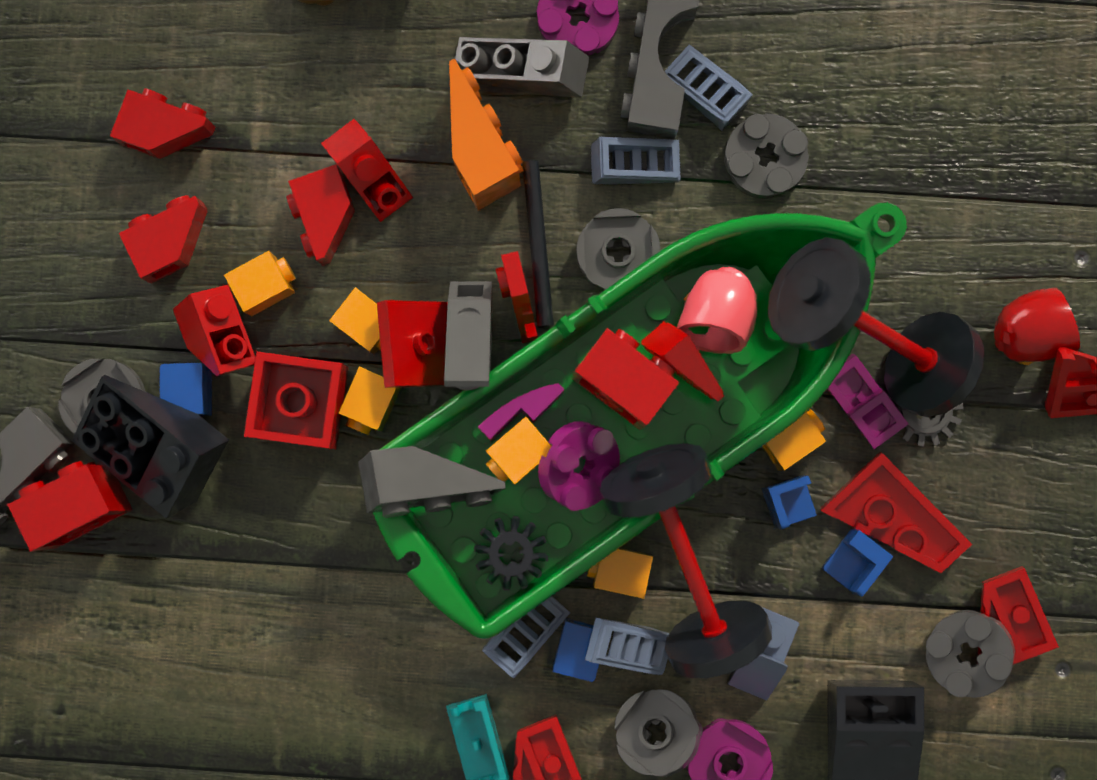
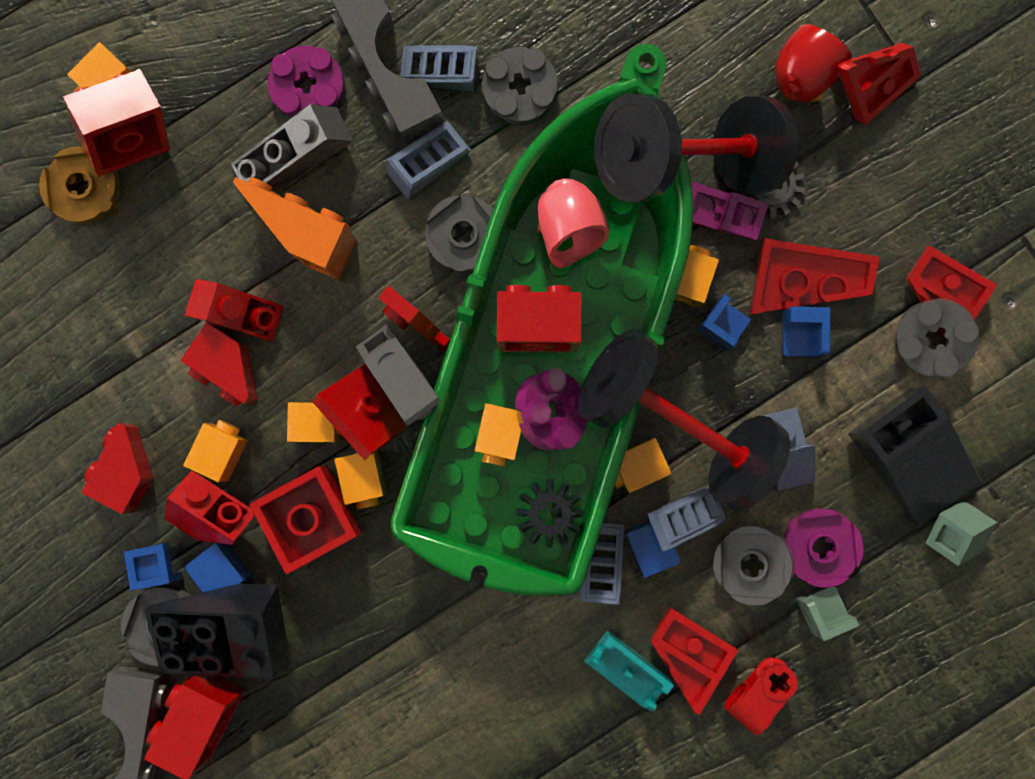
camera: 30 degrees left, 0 degrees up
(130, 342) = (150, 567): none -> blue panel
(157, 127) = (53, 393): red slope -> none
(416, 478) = (437, 509): dark grey slope -> none
(531, 404) = (482, 392): magenta slope -> none
(538, 243) = (400, 272): black bar -> none
(682, 355) = (566, 270): red slope -> none

